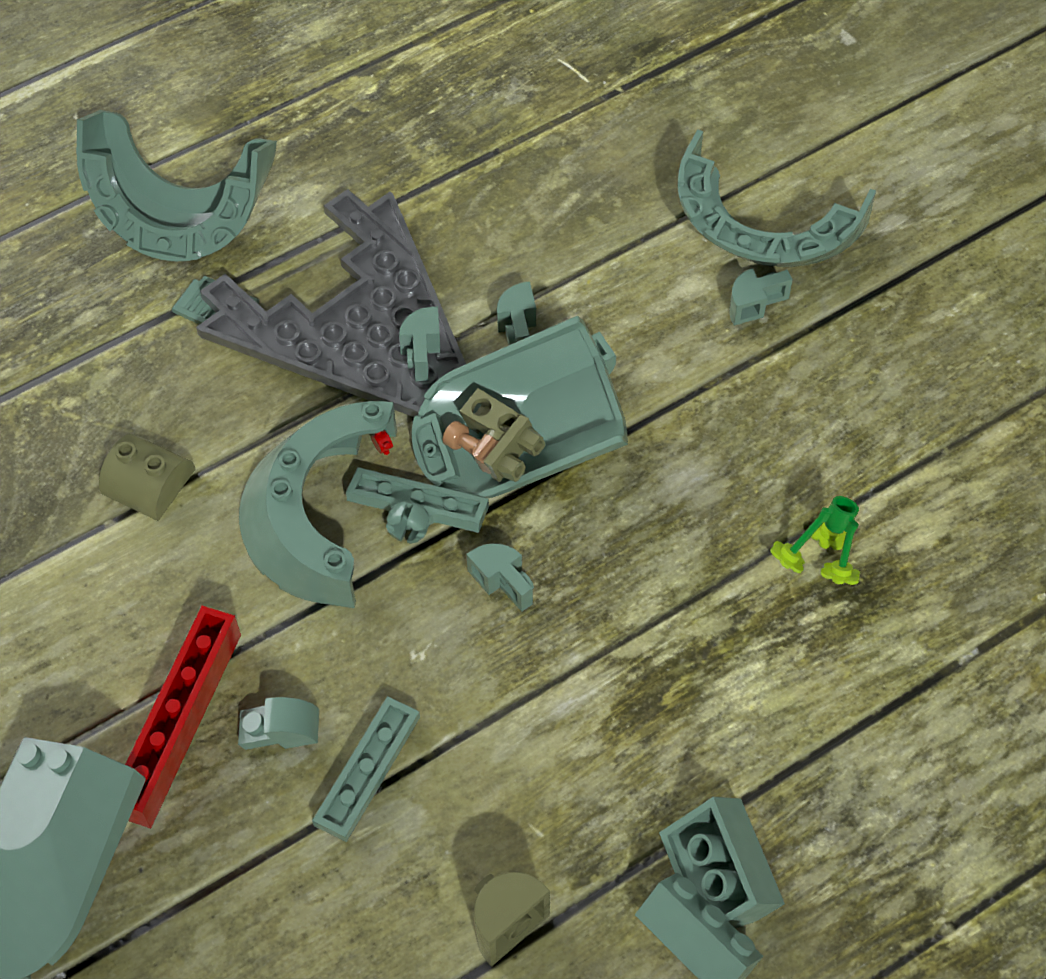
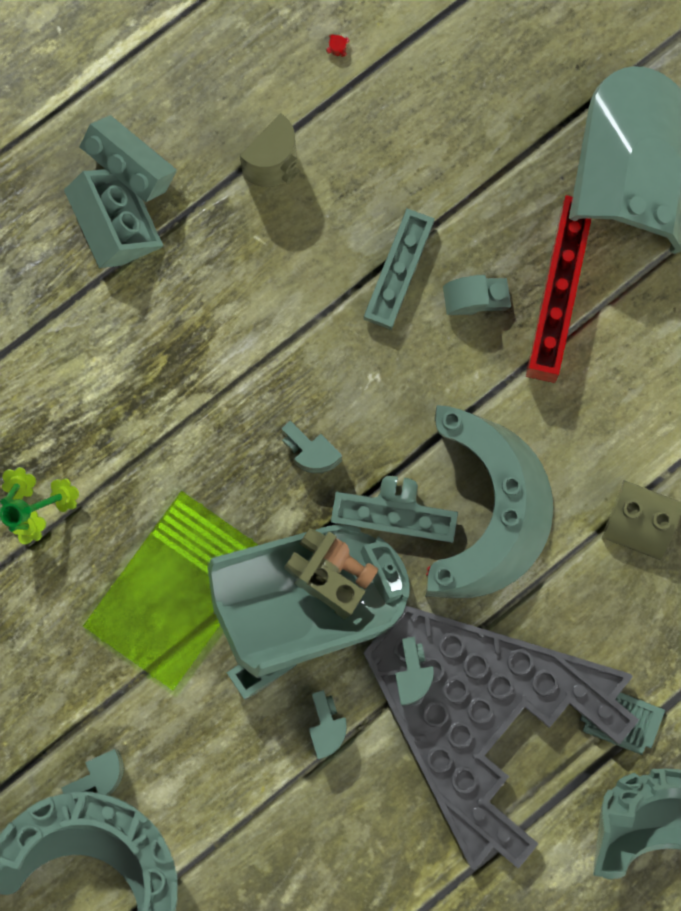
camera: 175 degrees right, 20 degrees up
(675, 459) = (162, 600): none -> clear neon green piece

